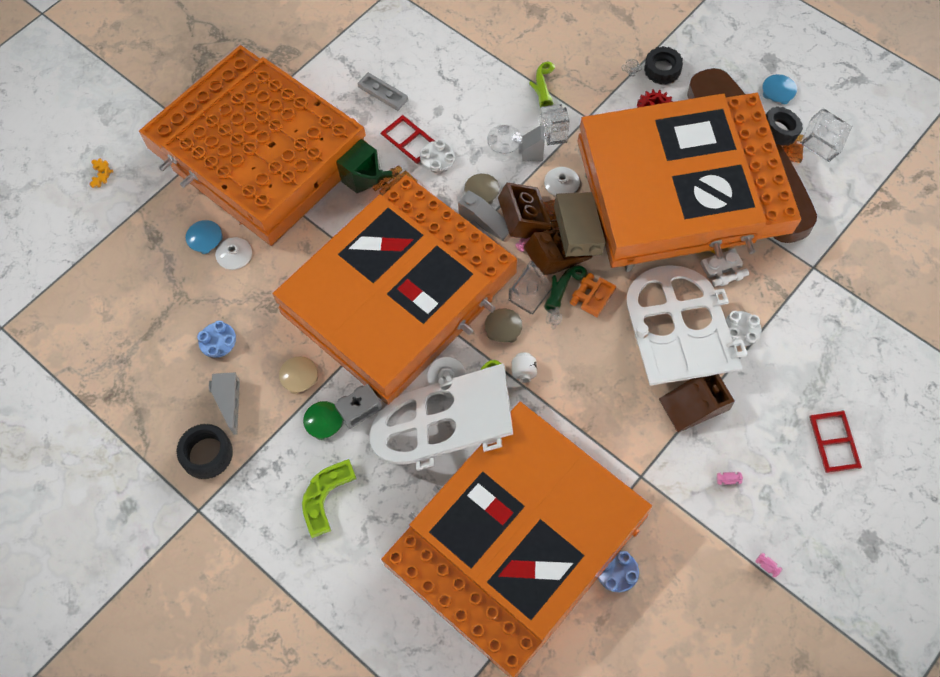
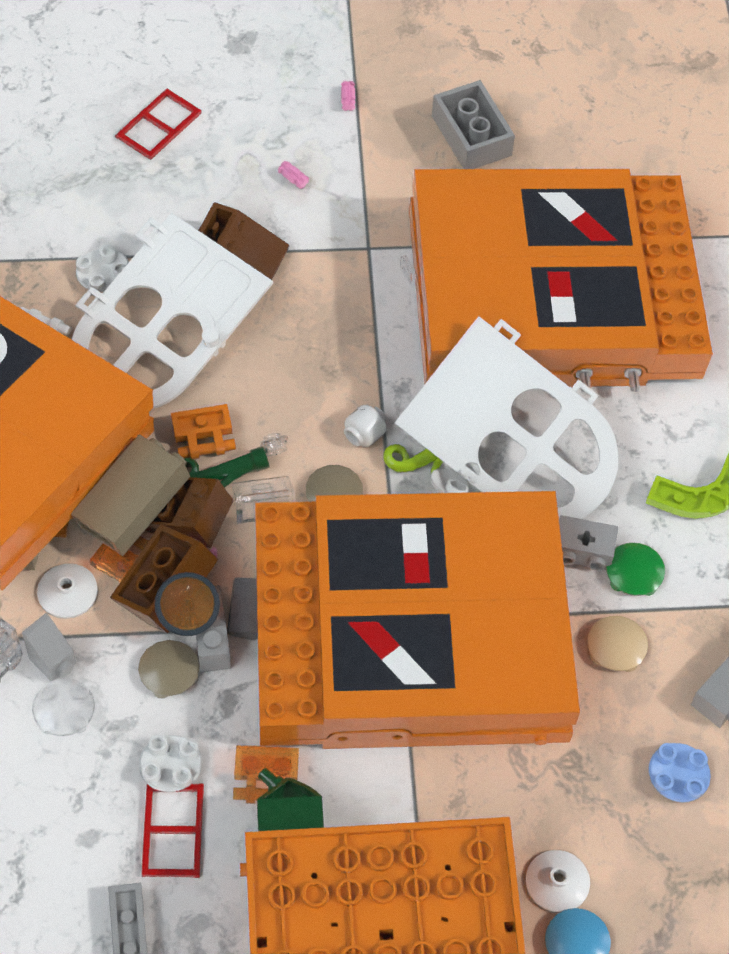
camera: 140 degrees left, 5 degrees down
(495, 198) = (187, 604): none -> clear orange wheel
(676, 608) = (473, 125): none -> light grey brick

